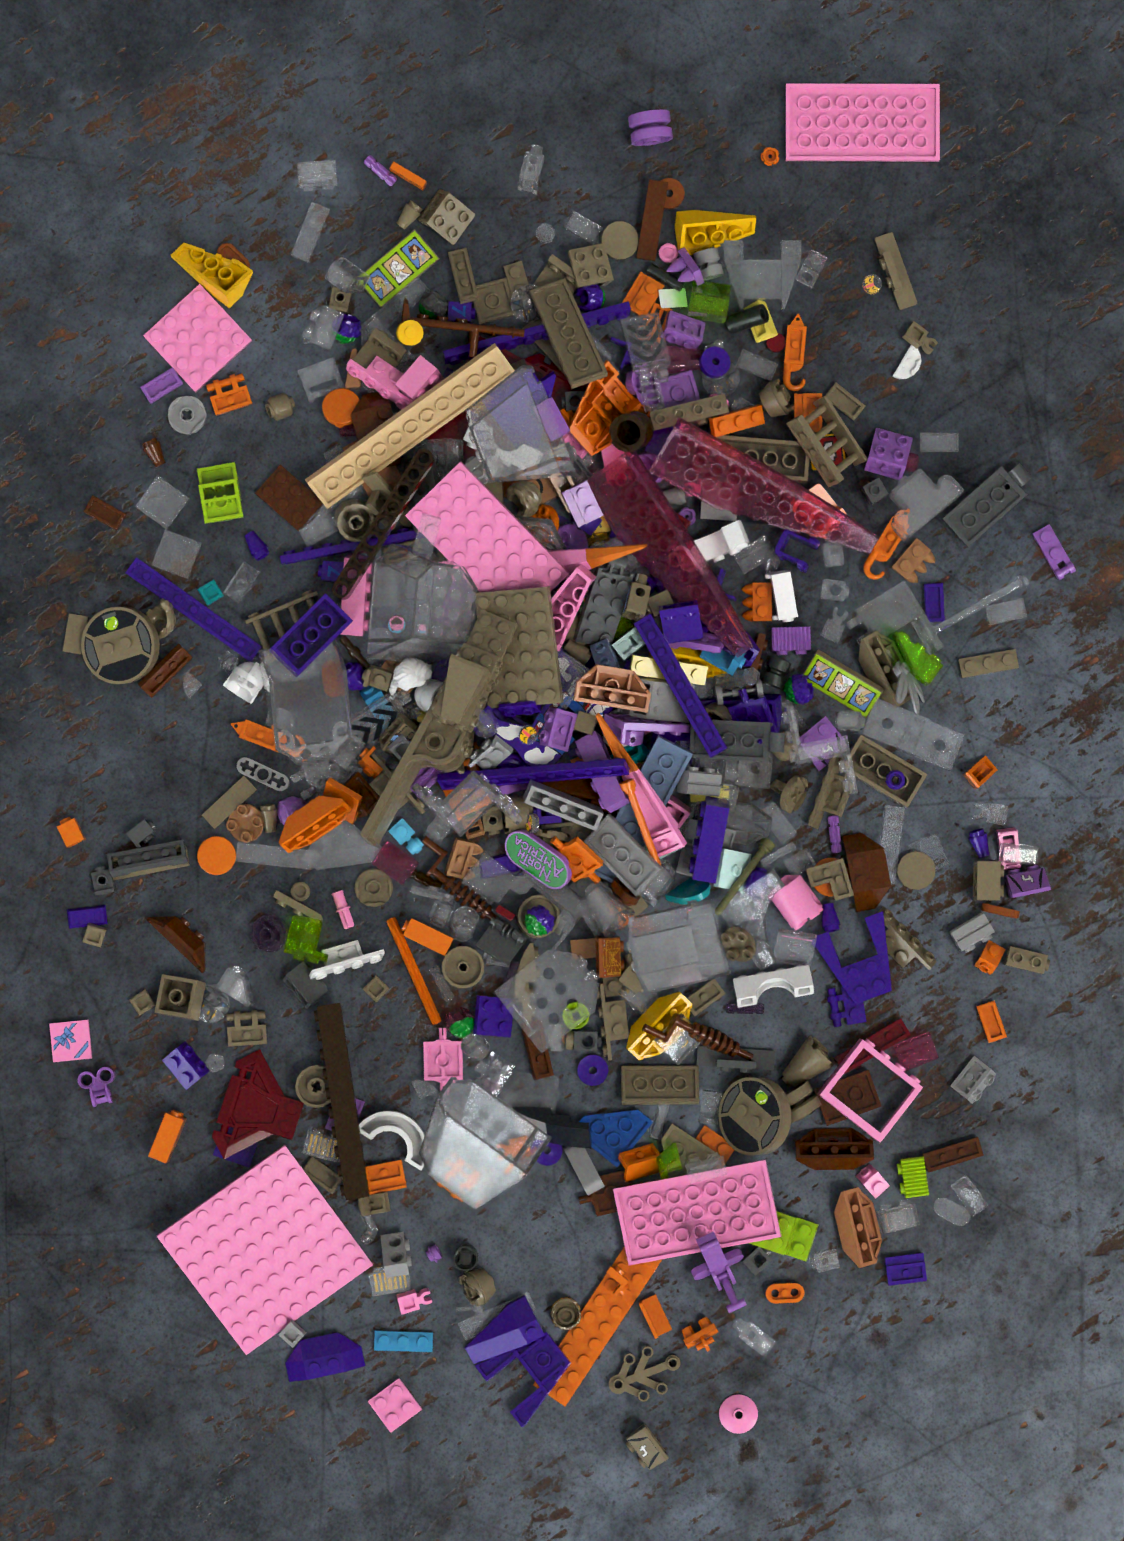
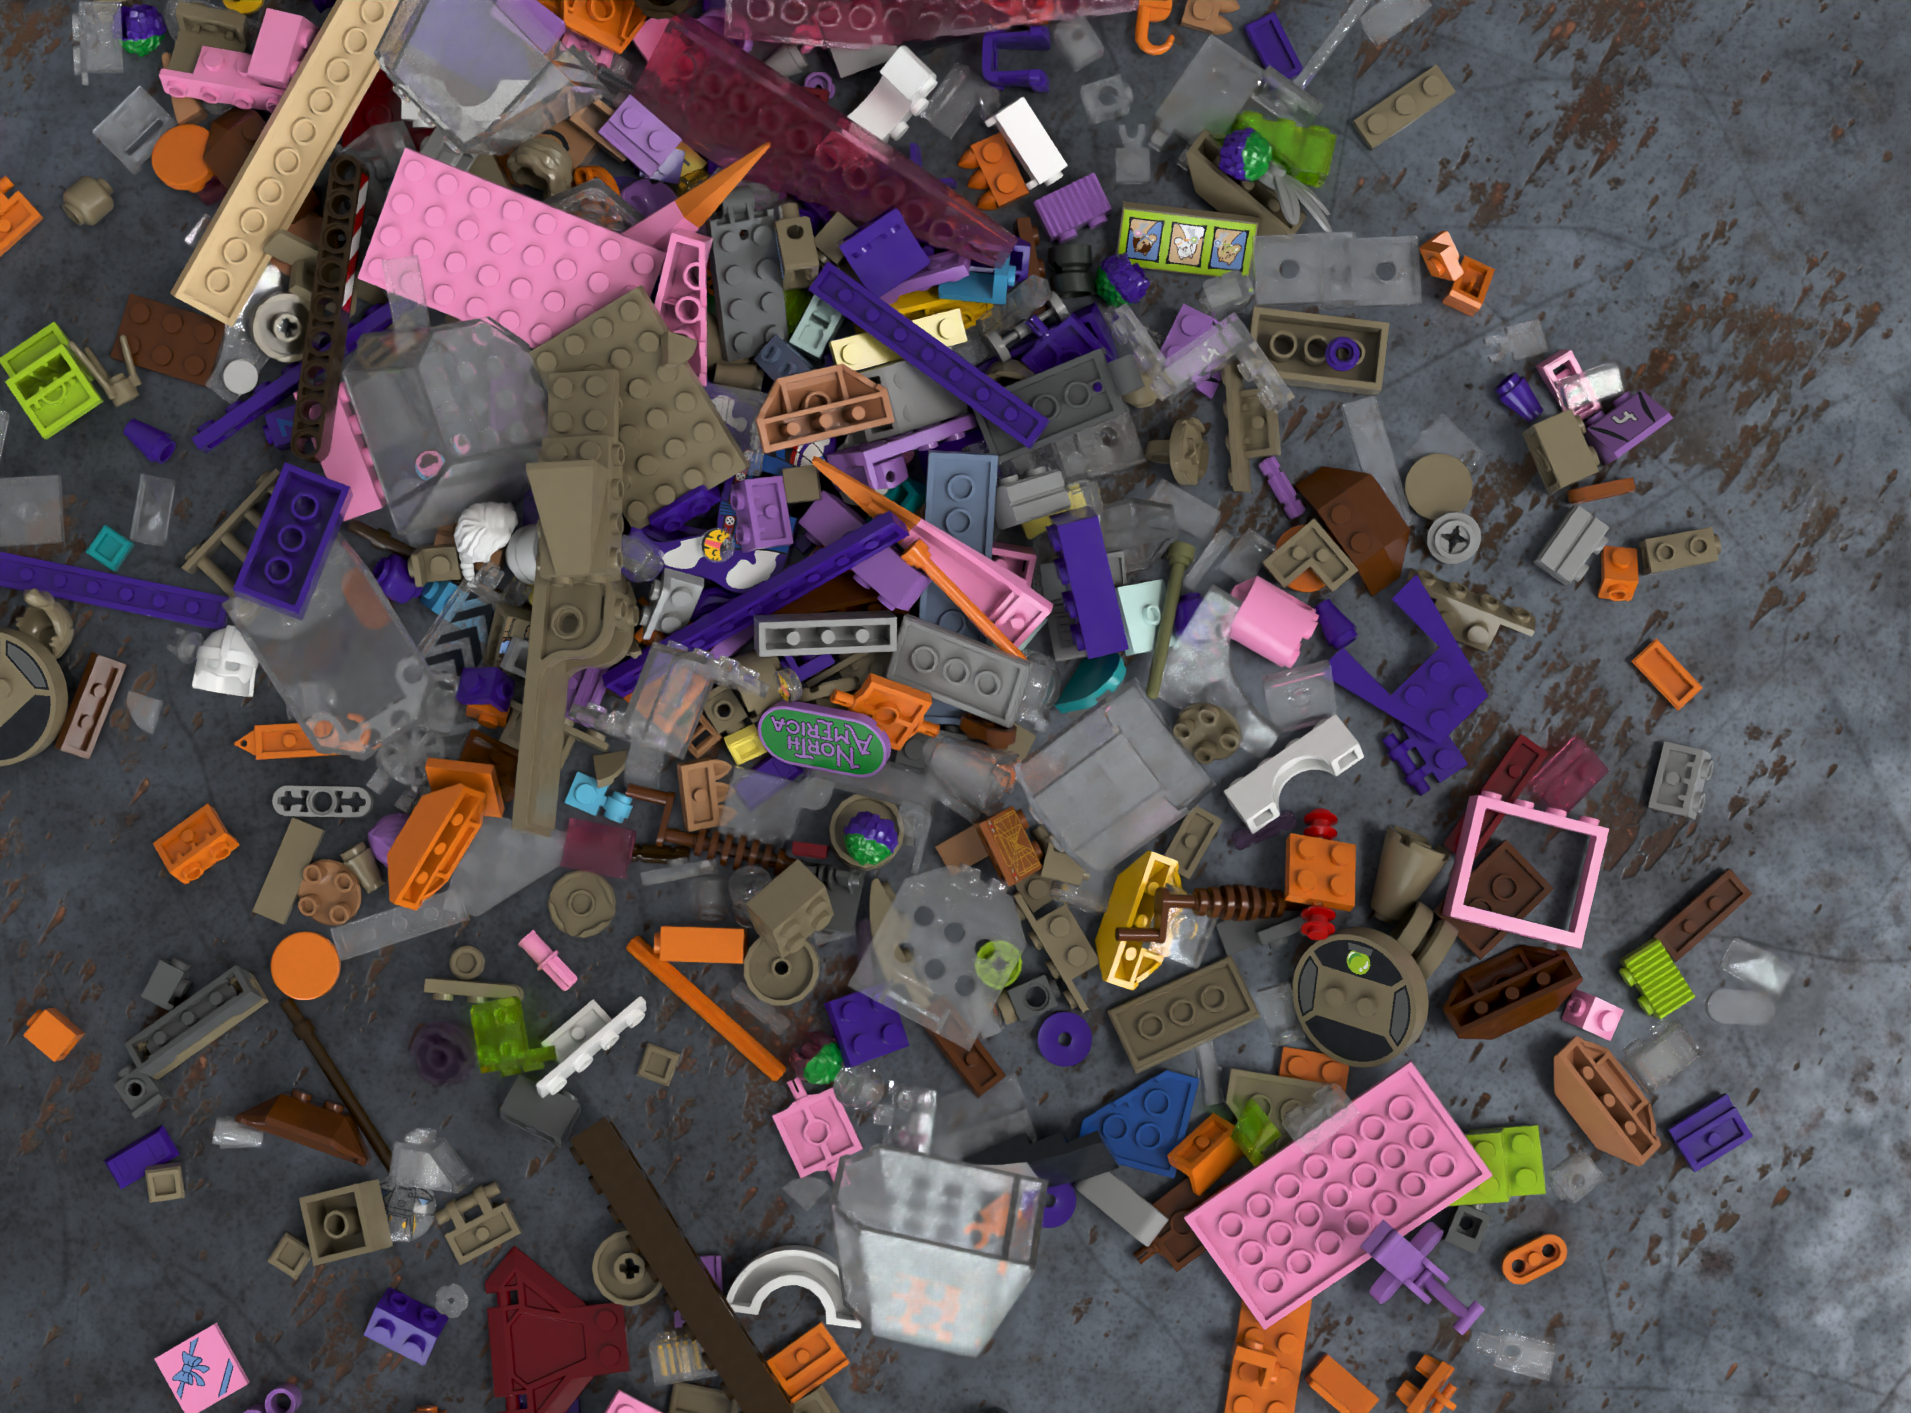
camera: 20 degrees left, 0 degrees up
(142, 926) = (236, 1135): none -> clear cone
(187, 767) = (195, 845): none -> orange bracket
(201, 889) = (304, 1031): none -> dark brown bar
(253, 512) = (117, 388): none -> dark tan plant
(318, 534) = (240, 376): none -> light grey tile
(375, 754) = (485, 686): none -> dark purple bracket
(419, 823) = (609, 767): none -> dark tan tile
(482, 939) = (790, 909): none -> dark tan brick
(495, 843) = (745, 744): none -> light yellow tile
(552, 627) = (676, 349): none -> dark tan tile
(763, 1043) = (1320, 873): none -> orange plate
(890, 655) = (1245, 155): none -> piece
(913, 908) = (1460, 549): none -> light grey gear
(971, 751) = (1442, 257): none -> orange bracket

